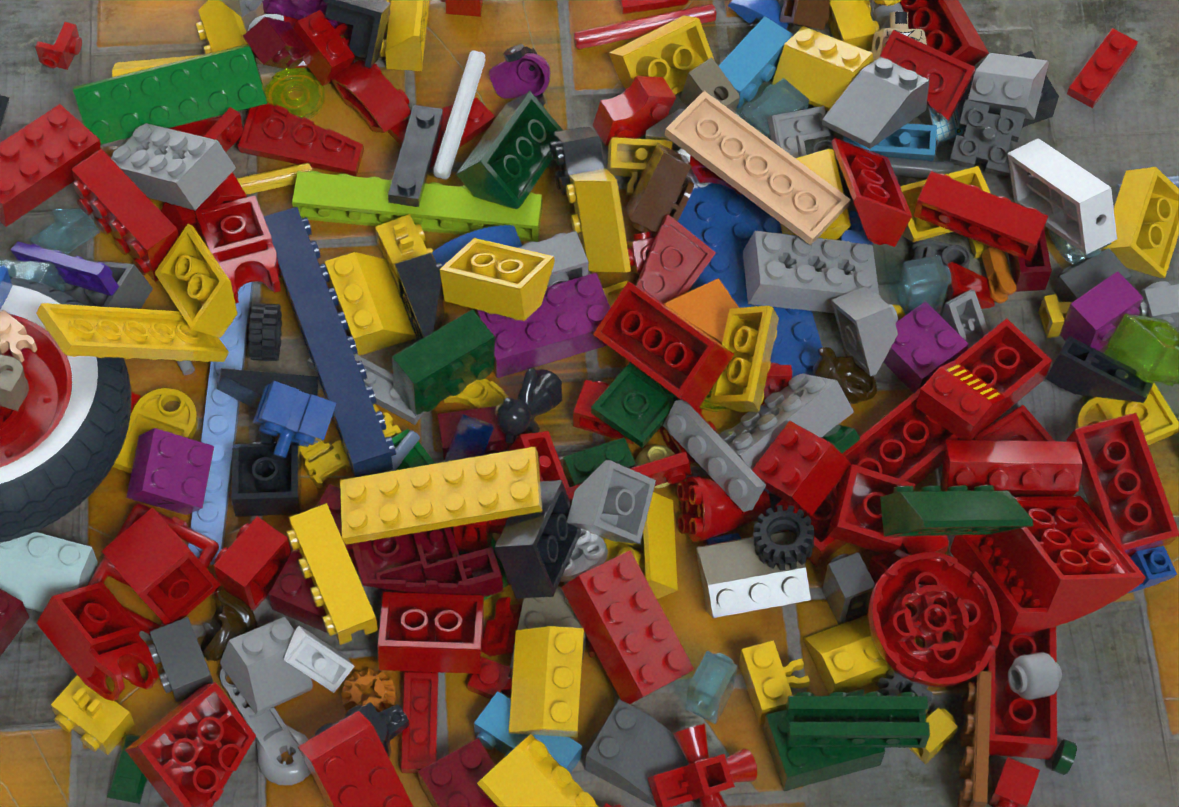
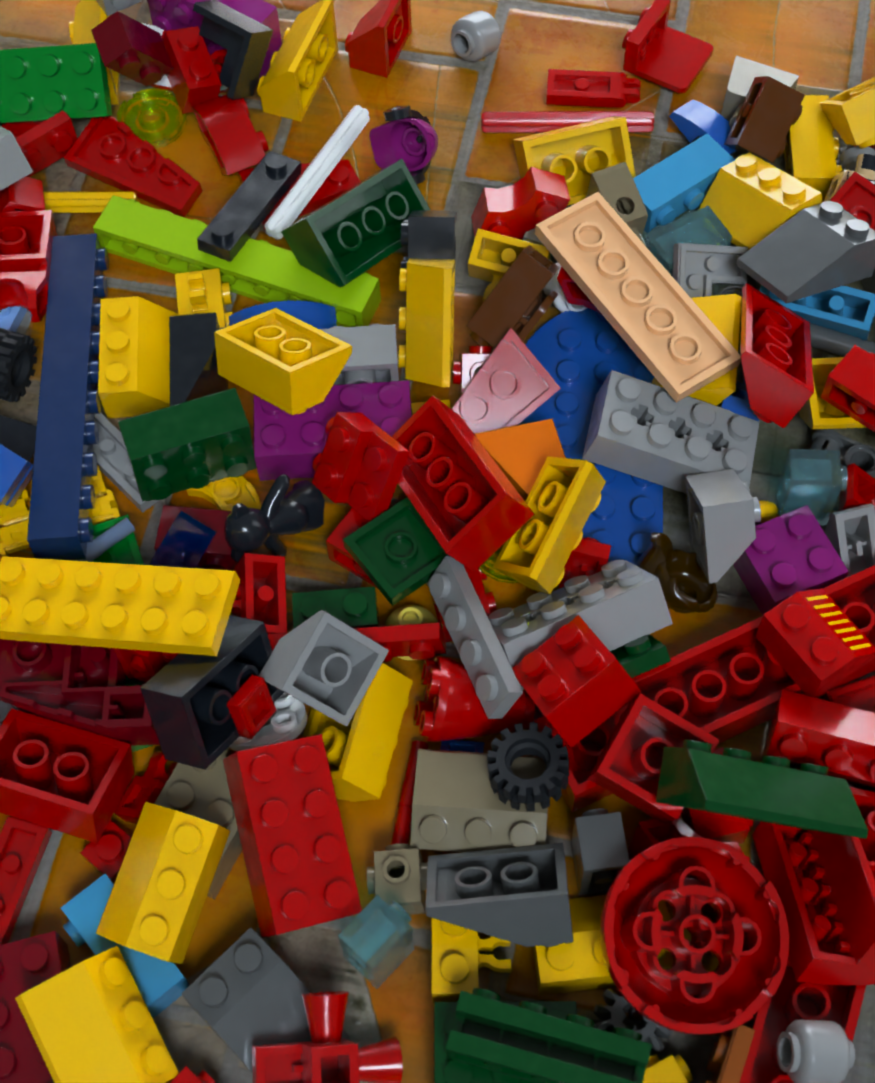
camera: 20 degrees right, 0 degrees up
(570, 544) = (251, 706): none -> red tile
(585, 347) = (359, 464): none -> red plate
(695, 585) = (402, 825): none -> red piece
(711, 636) = (400, 877): none -> dark tan brick
(795, 627) = (504, 893): none -> dark grey slope

